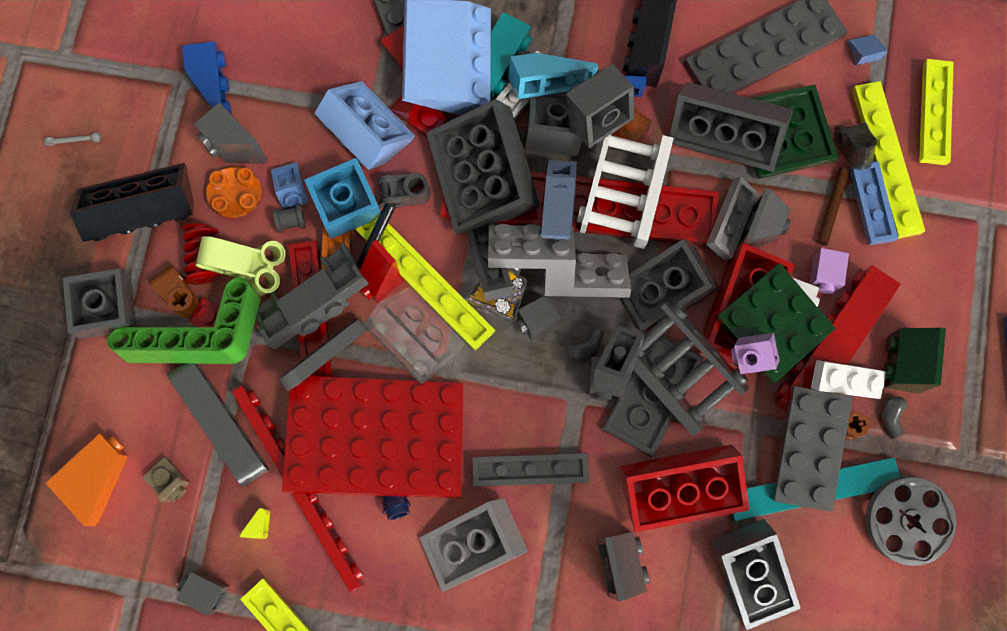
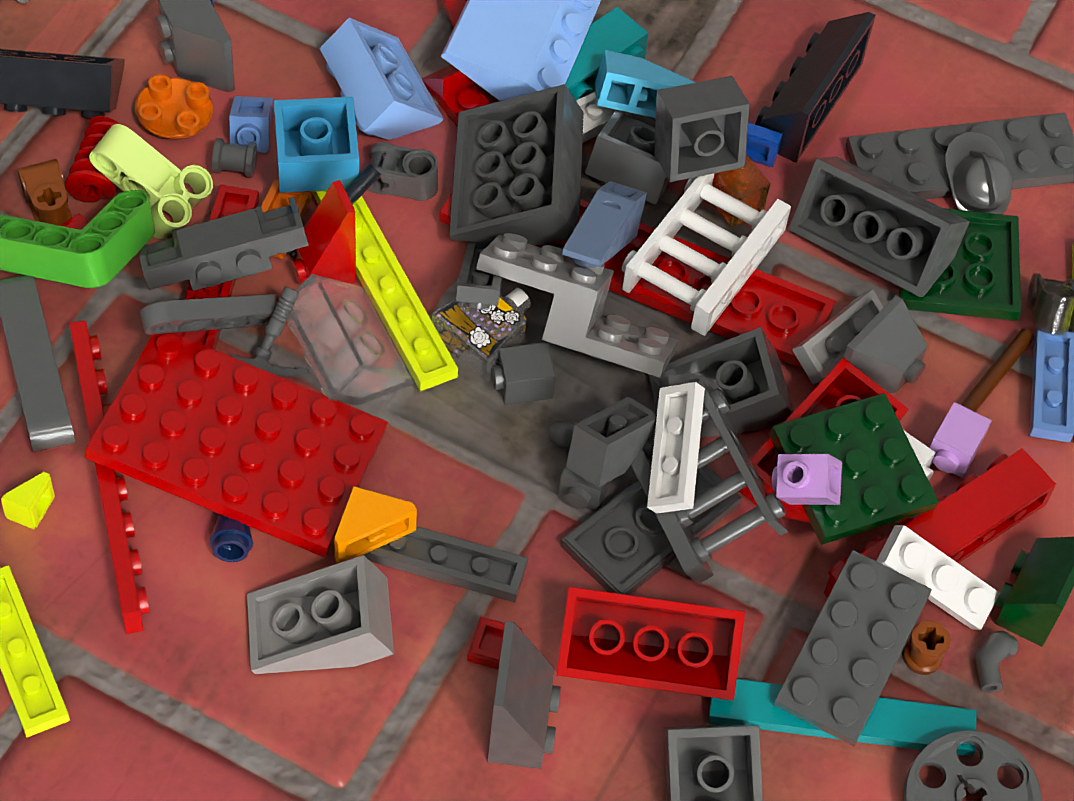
camera: 15 degrees right, 20 degrees down
(366, 344) = (273, 330): none -> dark grey piece
(481, 470) = (372, 522): none -> light orange slope
(585, 516) = (487, 643): none -> red tile
(663, 356) = (676, 448): none -> white plate
(780, 61) = (978, 174): none -> dark grey piece

